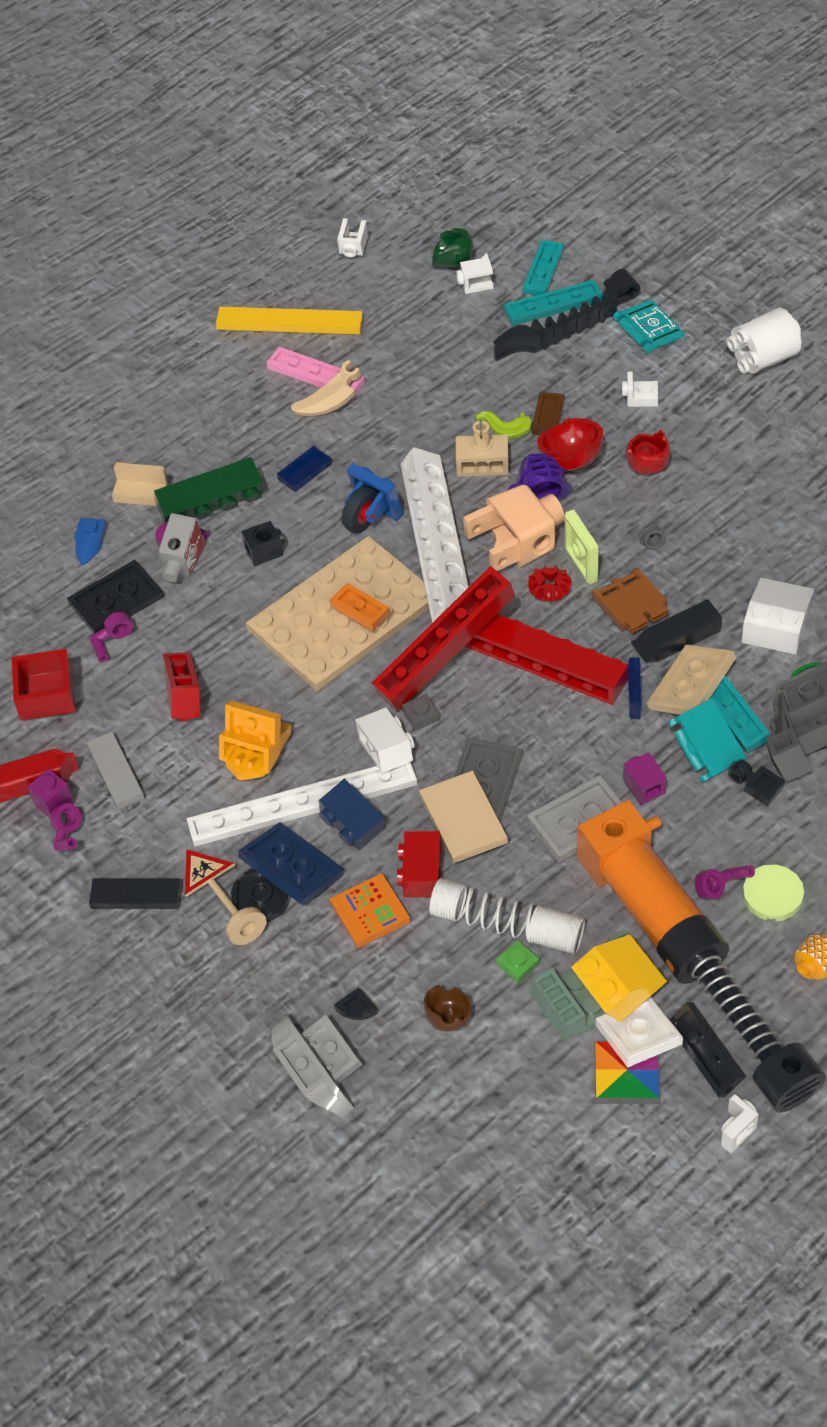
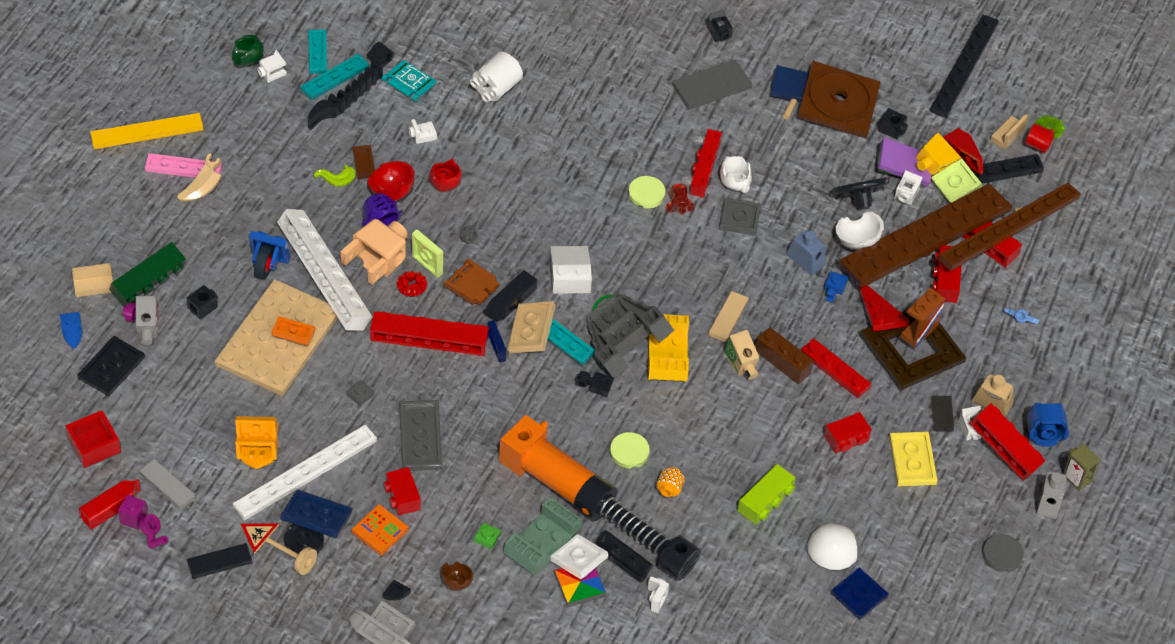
camera: 30 degrees left, 0 degrees up
(116, 626) = (123, 386): magenta plate -> none
(181, 686) = (190, 415): red slope -> none
(304, 468) = (206, 240): clear blue tile -> none
(351, 815) = (344, 471): dark blue brick -> none
(352, 242) = (169, 59): white window -> none
(385, 739) = (346, 417): white brick -> none
(444, 638) = (362, 339): red brick -> none
(463, 816) = (419, 453): tan tile -> none
(482, 453) = (331, 202): tan brick -> none
(546, 927) = (500, 510): white piece -> none
(558, 820) = (485, 436): light grey plate -> none
(619, 976) = (559, 525): yellow slope -> none
(644, 778) = (524, 398): magenta brick -> none
(707, 739) = (556, 363): teal piece -> none
(711, 883) = (590, 454): magenta plate -> none

